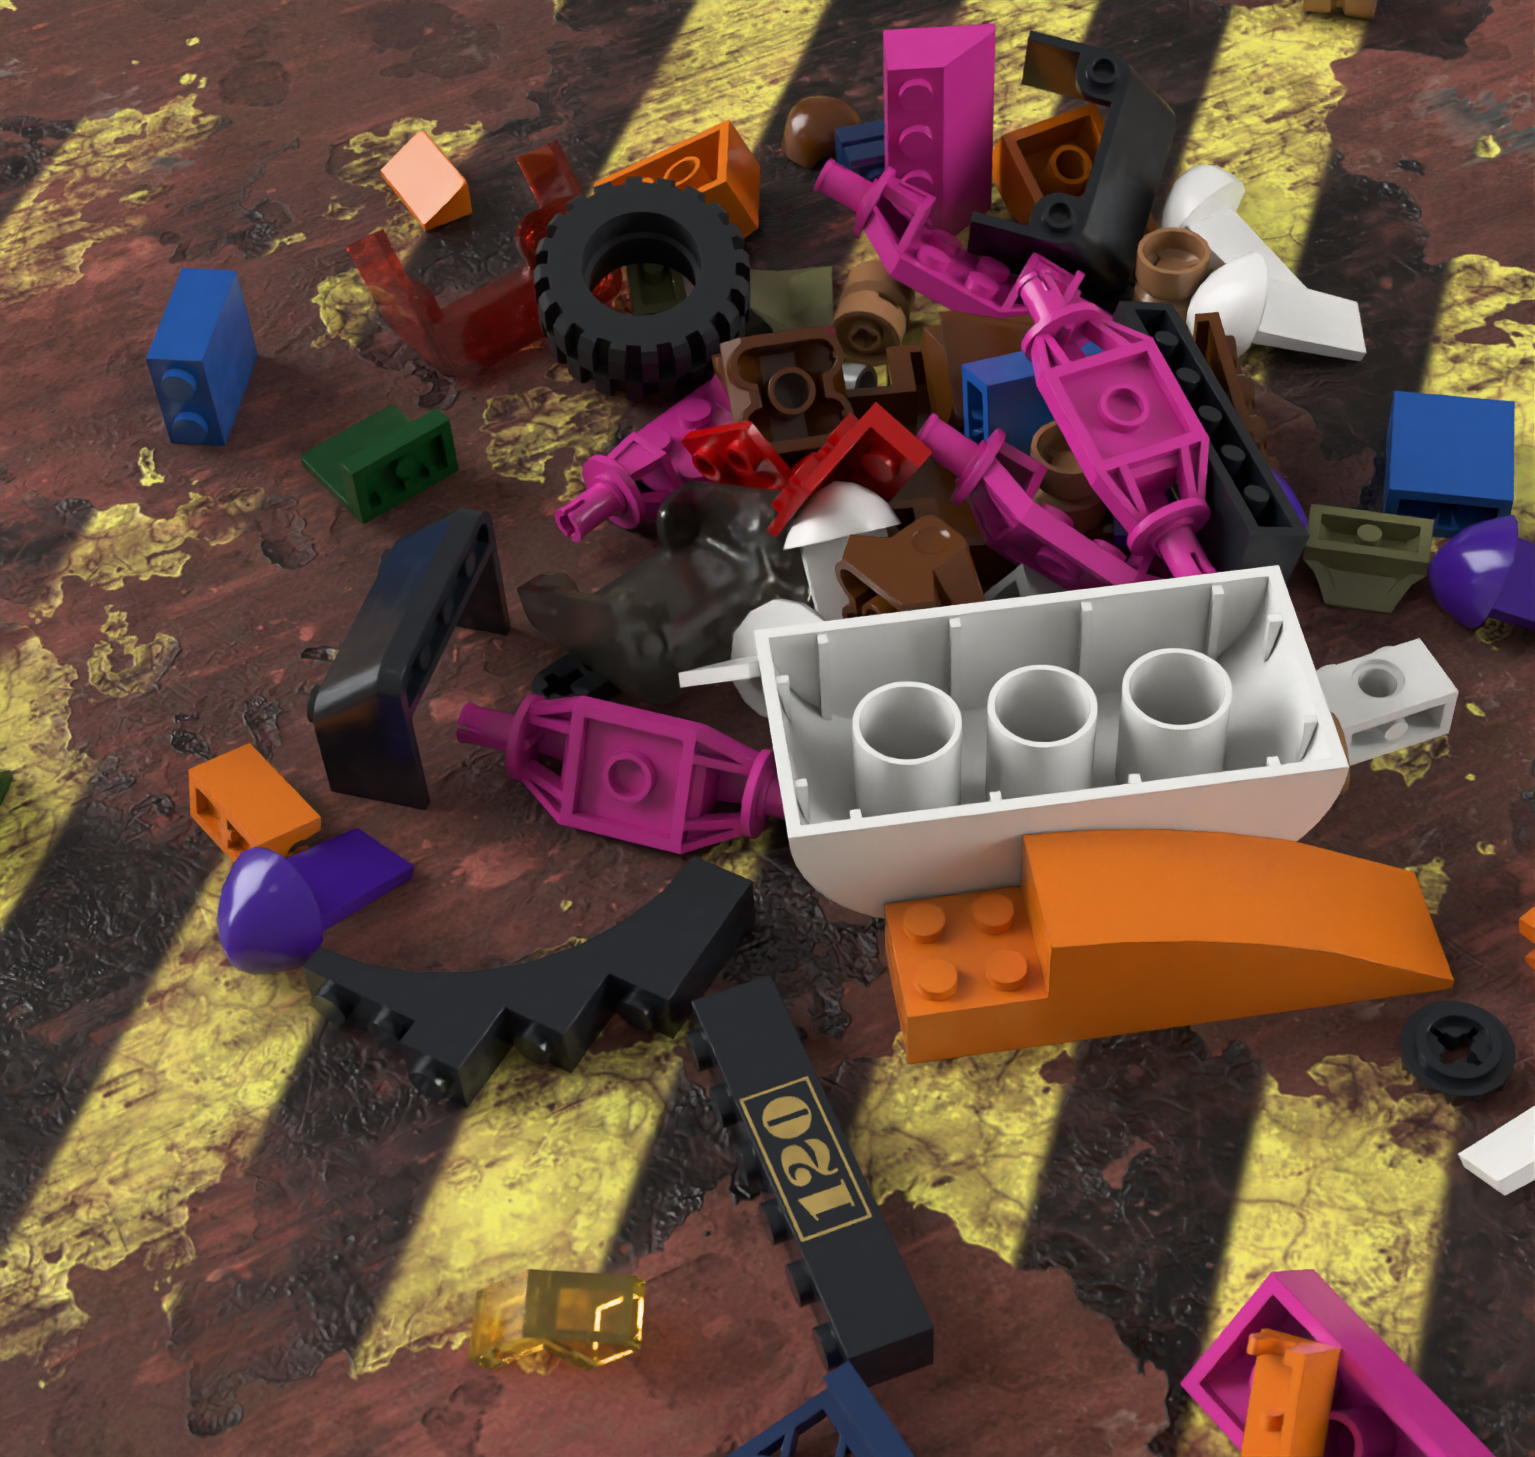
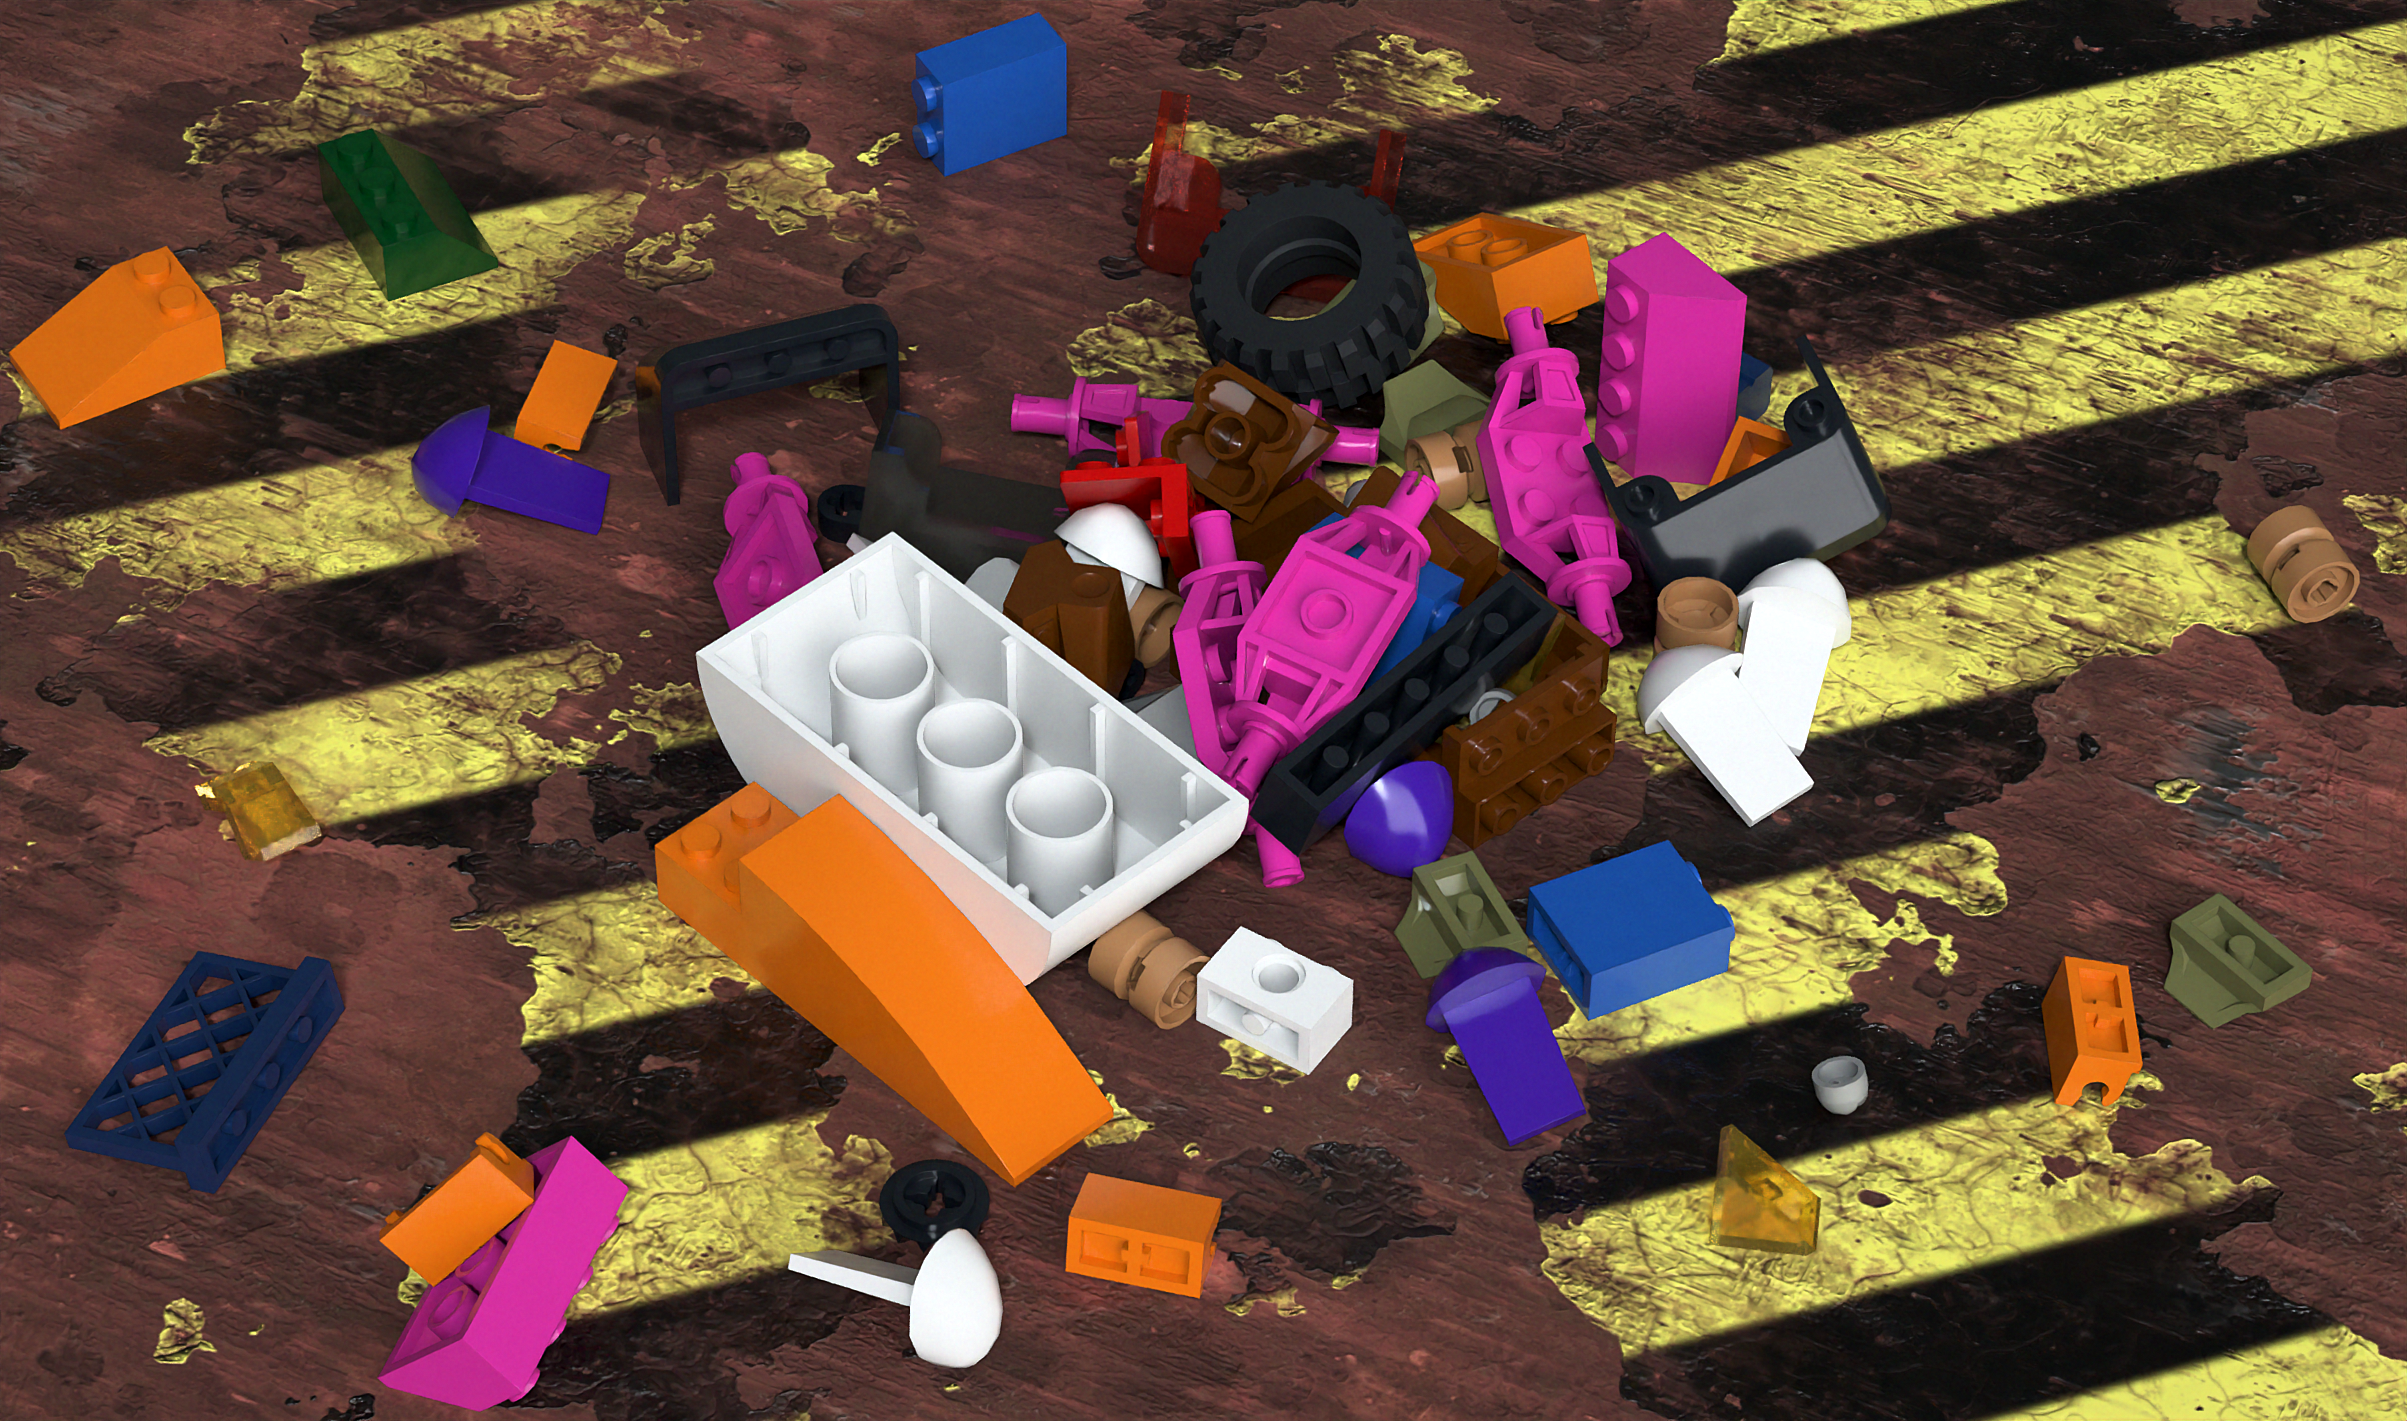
camera: 50 degrees right, 5 degrees down
(383, 460) = (993, 270): dark green bracket -> none
(428, 183) = (1368, 107): slope -> none
(551, 1008) = (597, 694): black arch -> none
(810, 1185) = (486, 881): black brick -> none

